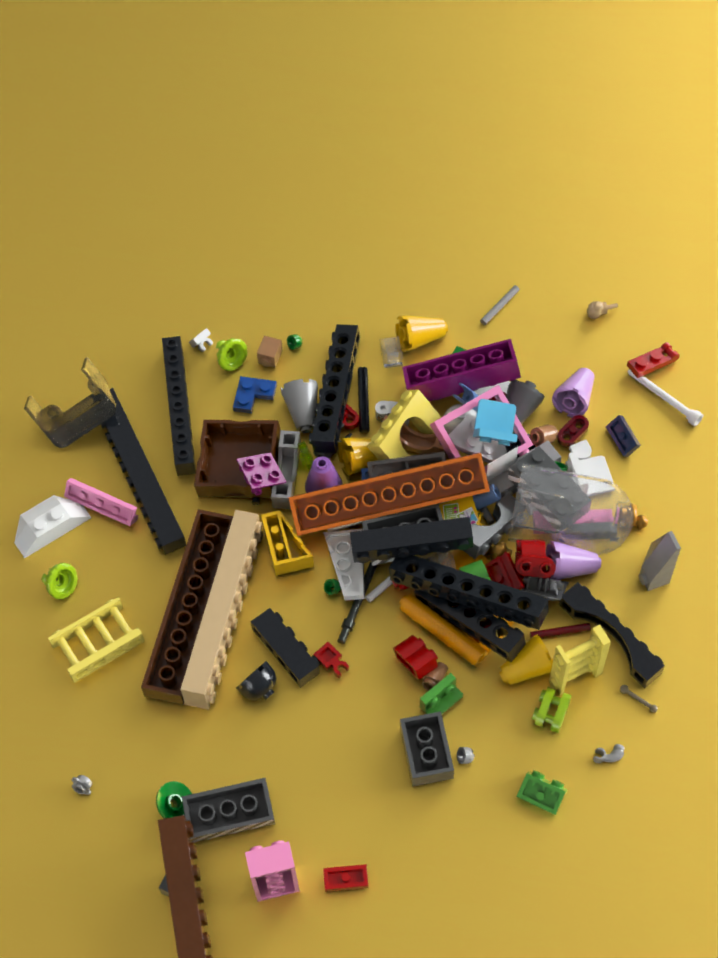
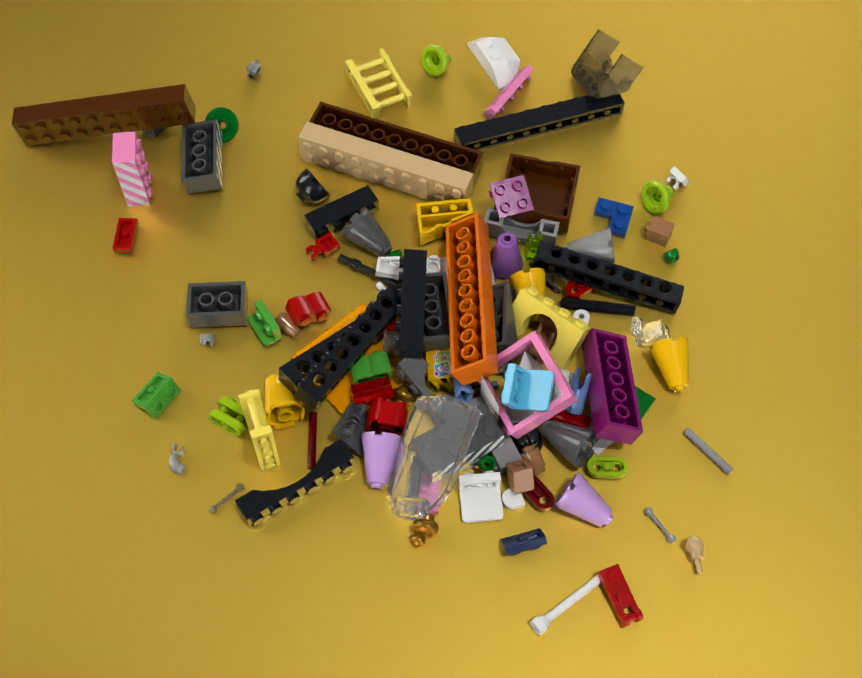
camera: 95 degrees right, 0 degrees up
(178, 406) = (608, 153): black brick -> none
(311, 615) = (367, 233): none -> dark grey cone
(535, 566) = (370, 411): red plate -> none
(538, 378) = (606, 467): none -> lime plate
(564, 440) = (520, 476): none -> medium nougat panel
(589, 329) = (670, 538): none -> light grey hinge
(660, 562) = (360, 537): light grey wedge -> none

